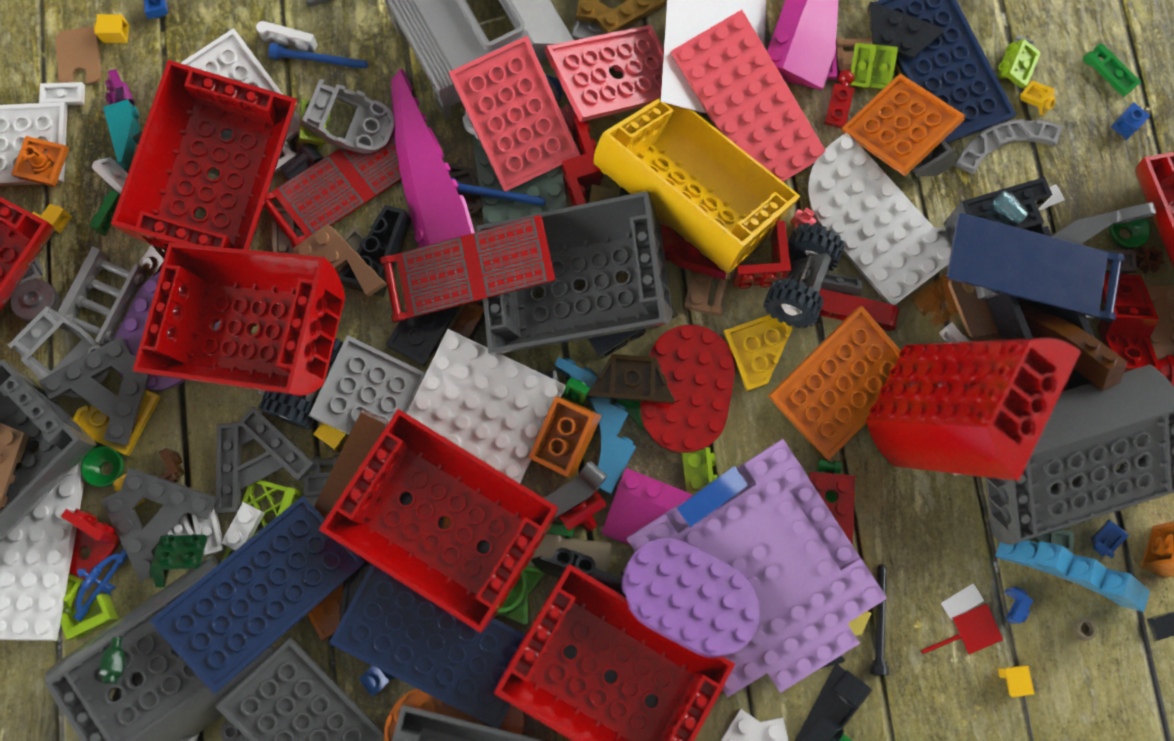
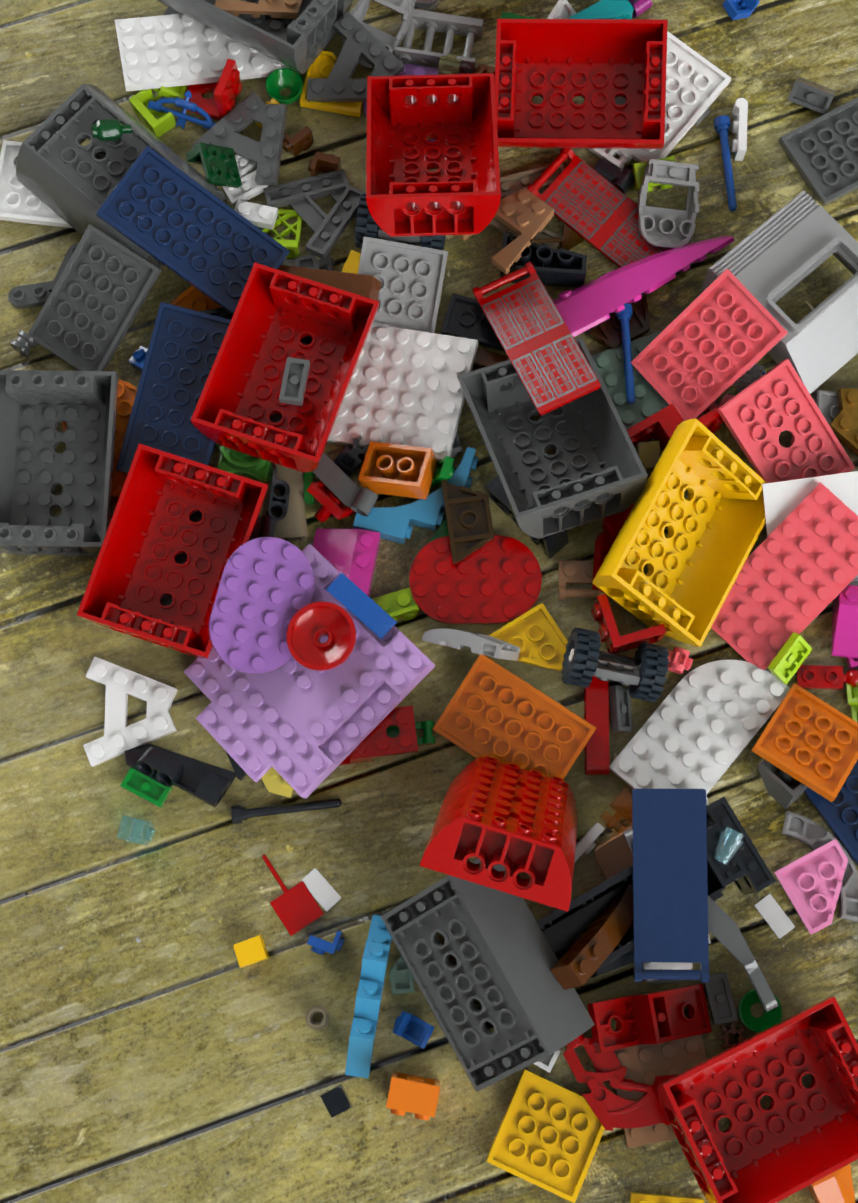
camera: 80 degrees right, 0 degrees up
(137, 291) = (449, 64): none -> olive gear
(204, 443) = (324, 163): none -> reddish brown bracket
(358, 219) = (567, 241): none -> dark brown piece
(467, 512) = (294, 381): none -> dark grey plate
(537, 480) = (350, 457): none -> black plate
(750, 416) = (479, 643): none -> light grey slope
(754, 547) = (311, 625): none -> red dish
(822, 125) = (789, 658): none -> lime bracket
(1025, 155) = (815, 884): none -> bright pink plate

